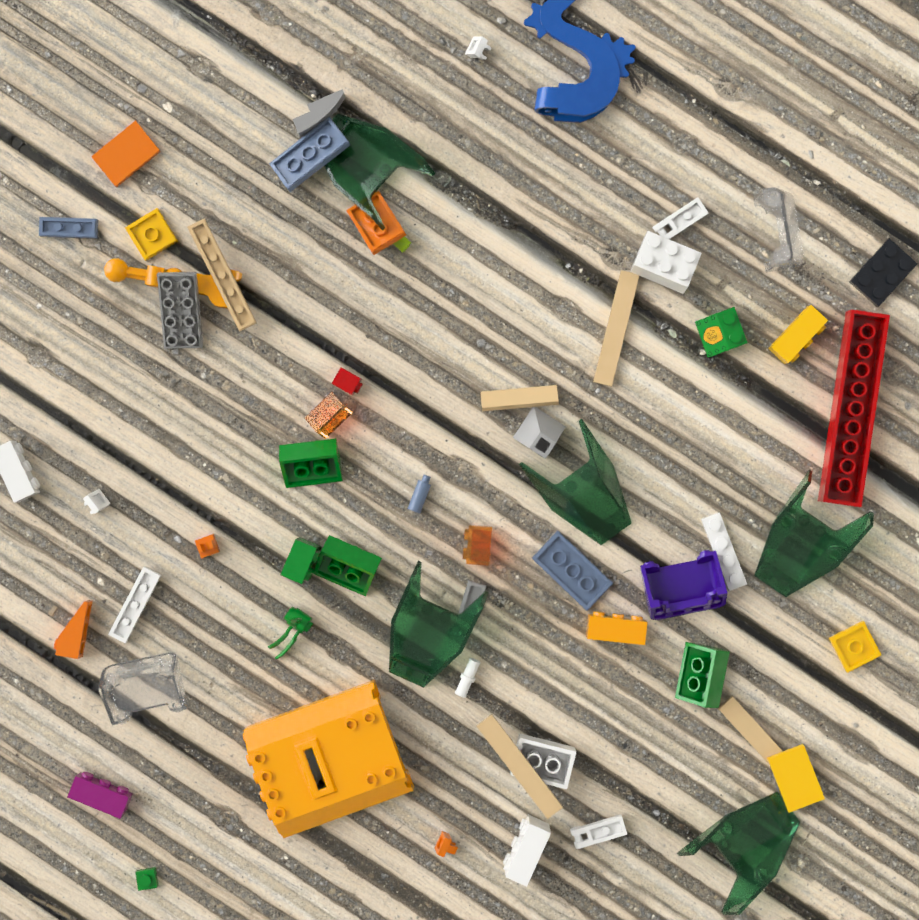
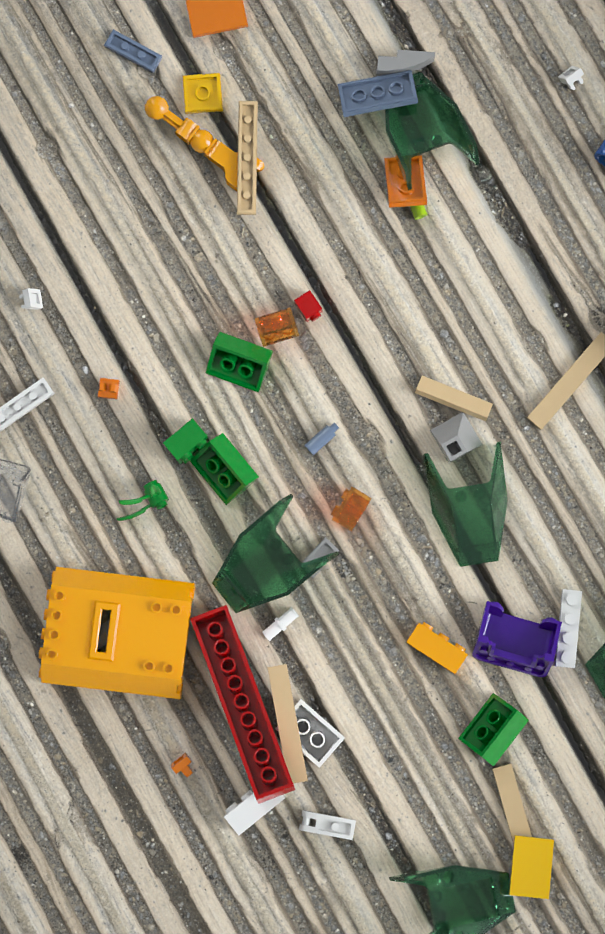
camera: 30 degrees right, 5 degrees down
(180, 309) = (194, 170): light grey tile -> none
(471, 770) = (242, 704): none -> red brick
(572, 570) = (423, 576): sand blue tile -> none

